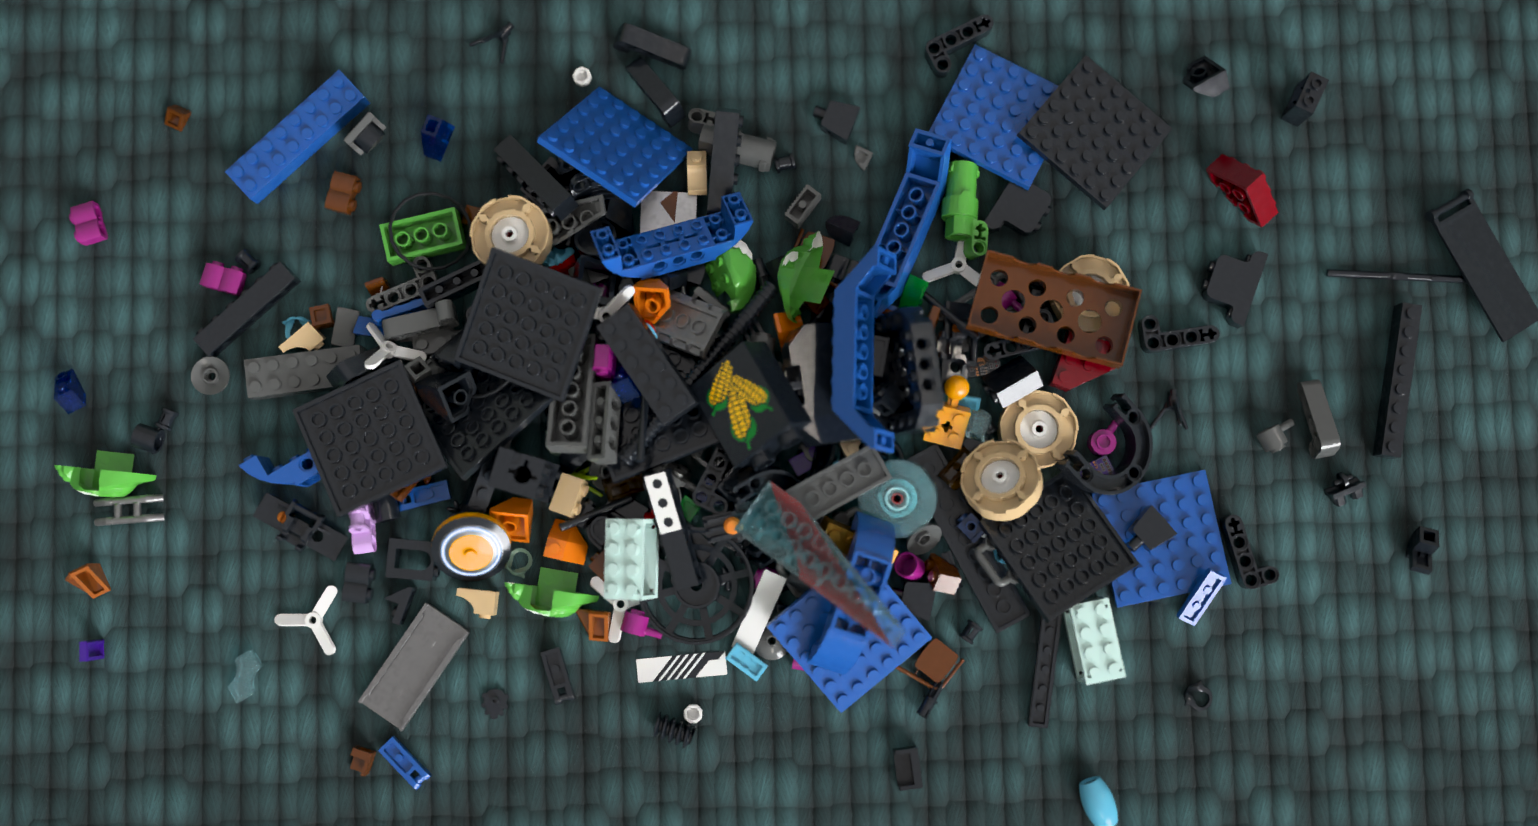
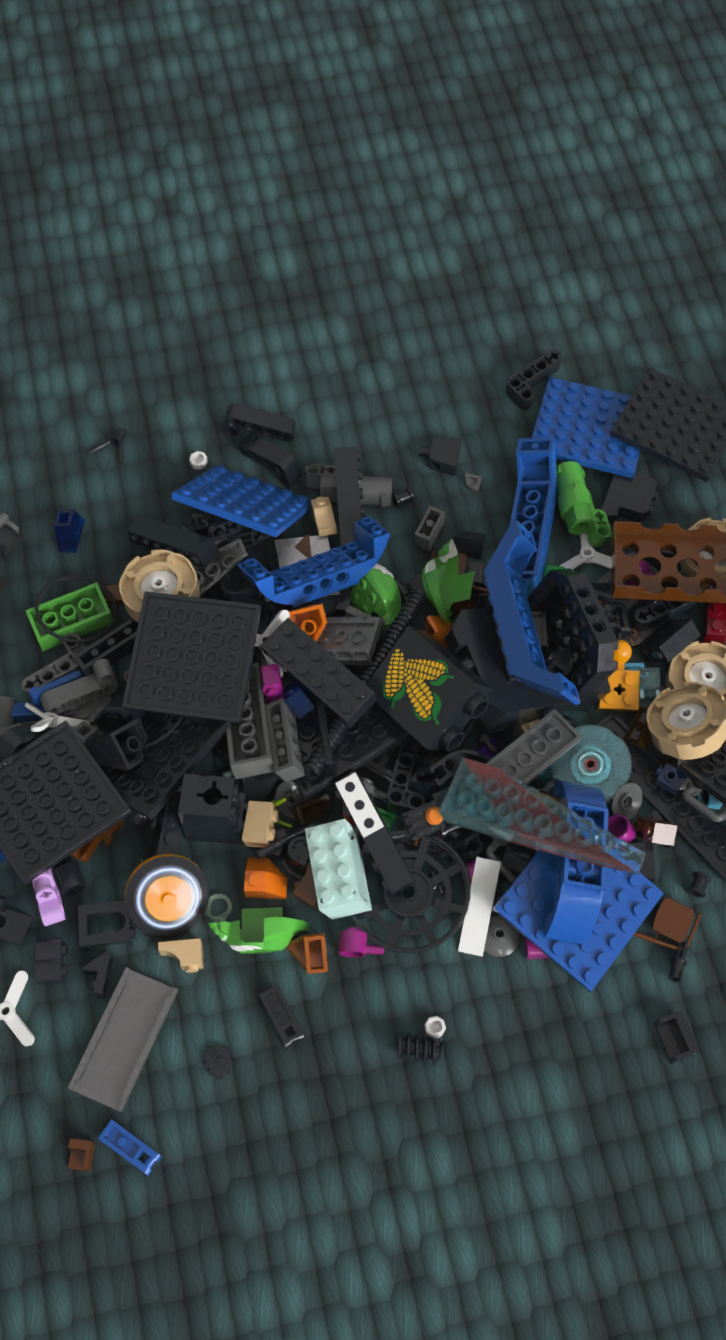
camera: 15 degrees left, 20 degrees down
(377, 285) = (28, 668): reddish brown slope -> none
(427, 495) = (108, 859): blue plate -> none
(516, 517) = (210, 859): orange slope -> none
(618, 613) = (333, 938): white piece -> none
(681, 666) = (410, 982): white sticker -> none
(746, 661) = (478, 961): medium azure plate -> none

